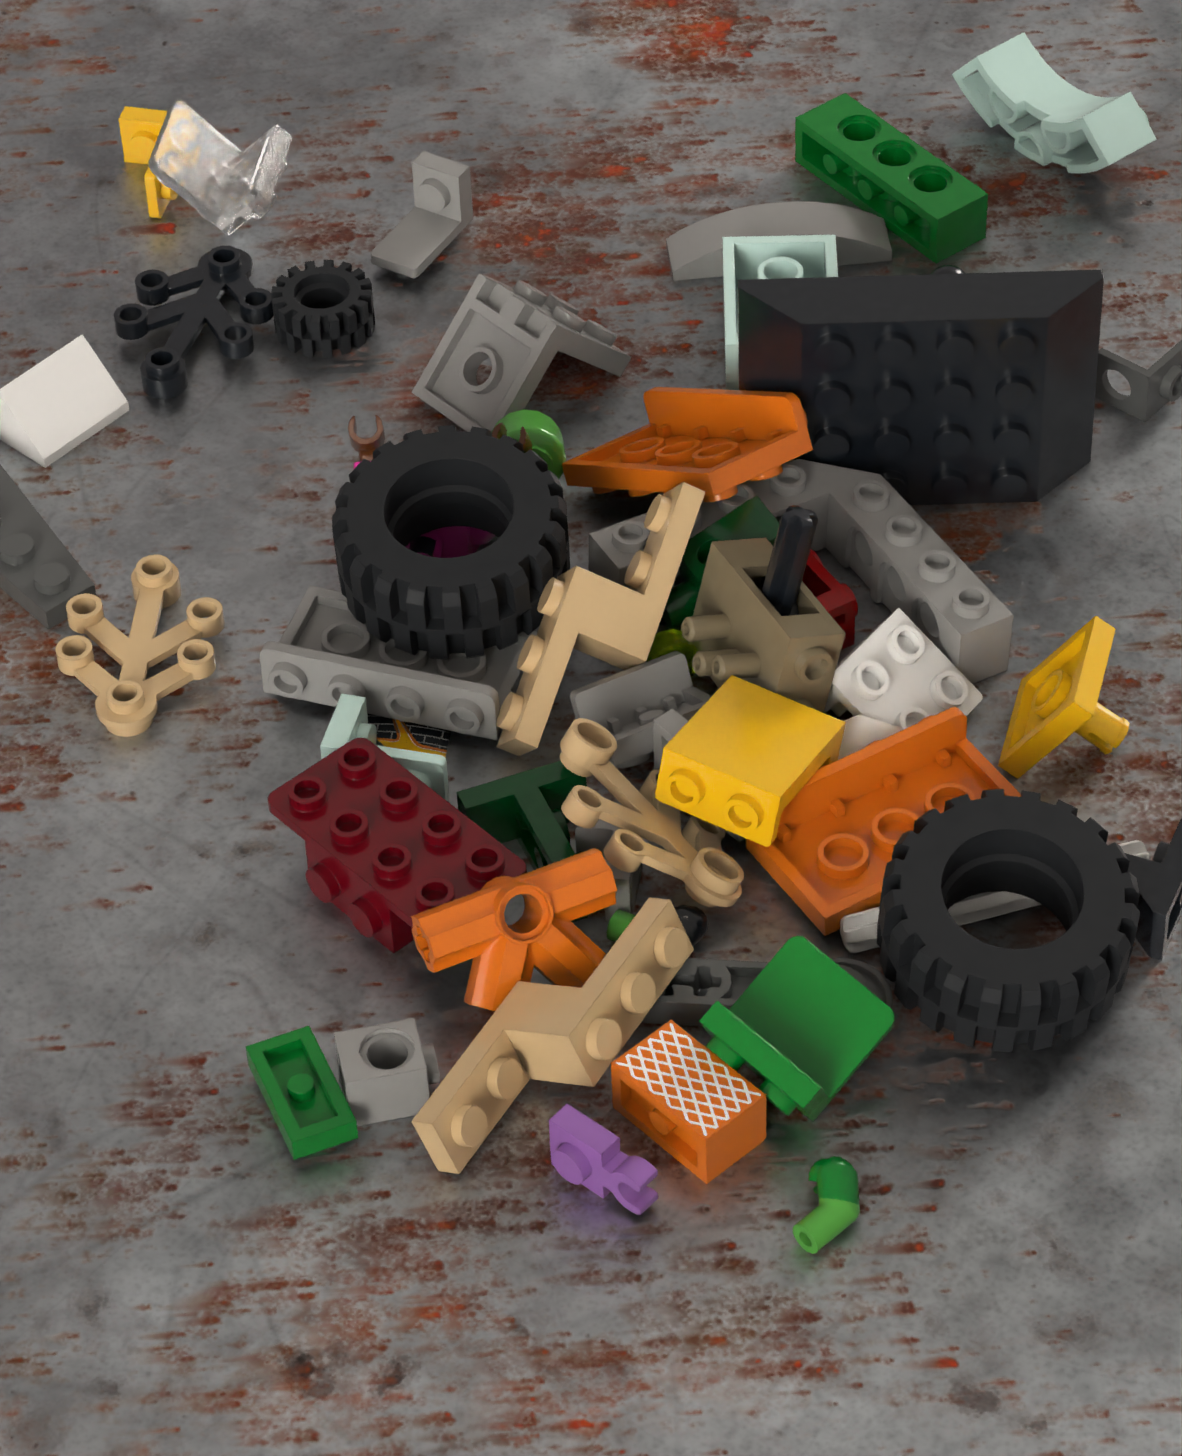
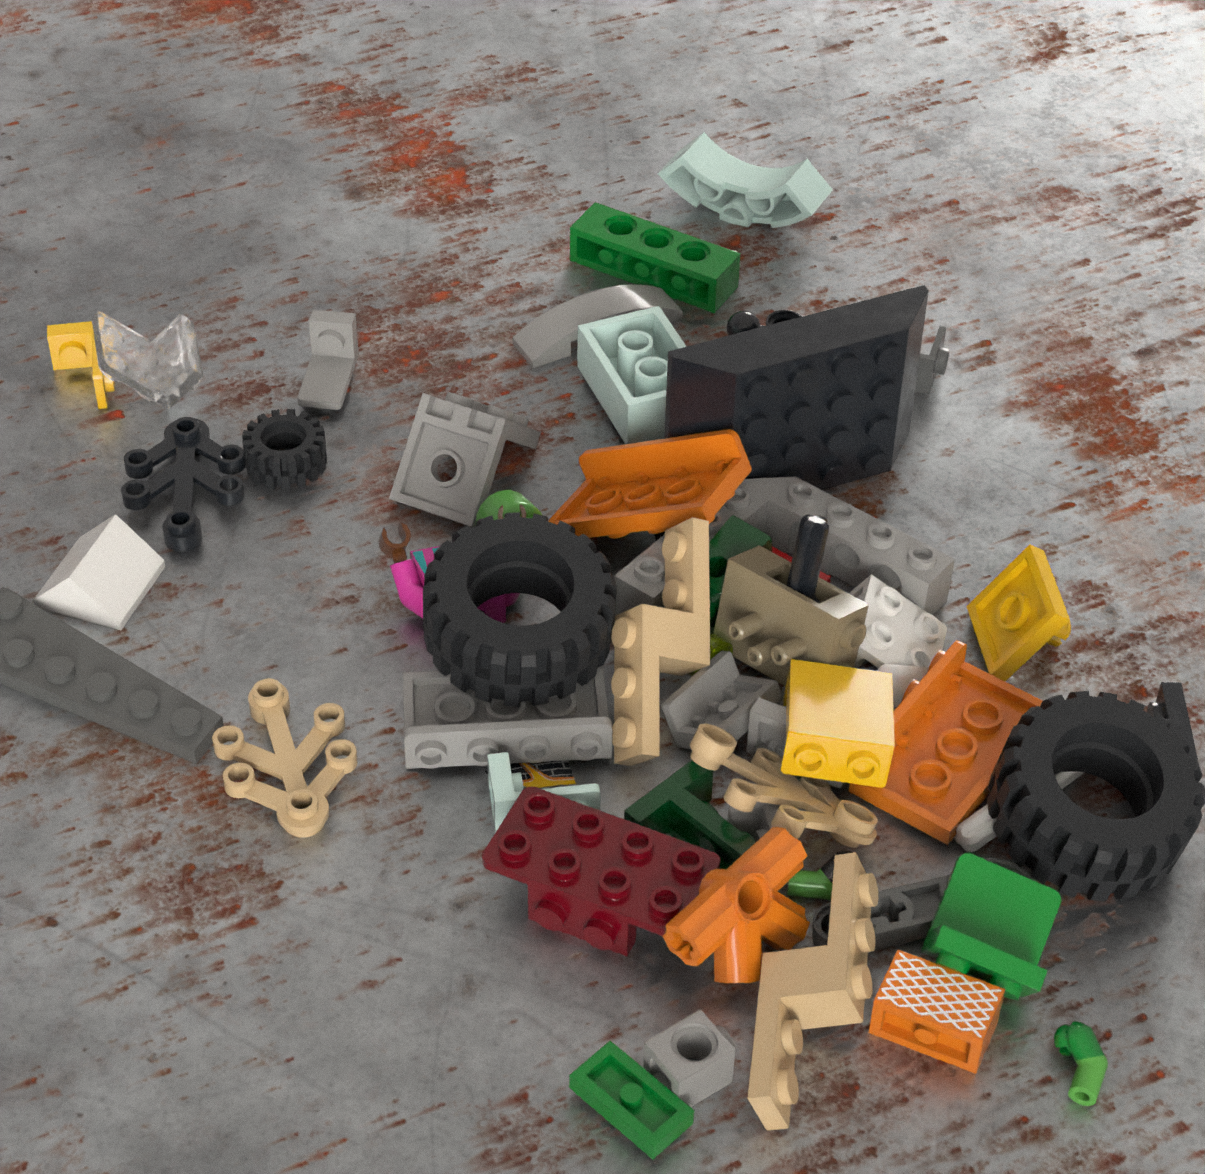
camera: 25 degrees left, 0 degrees up
(592, 1157) = (894, 1082): medium lavender plate -> none

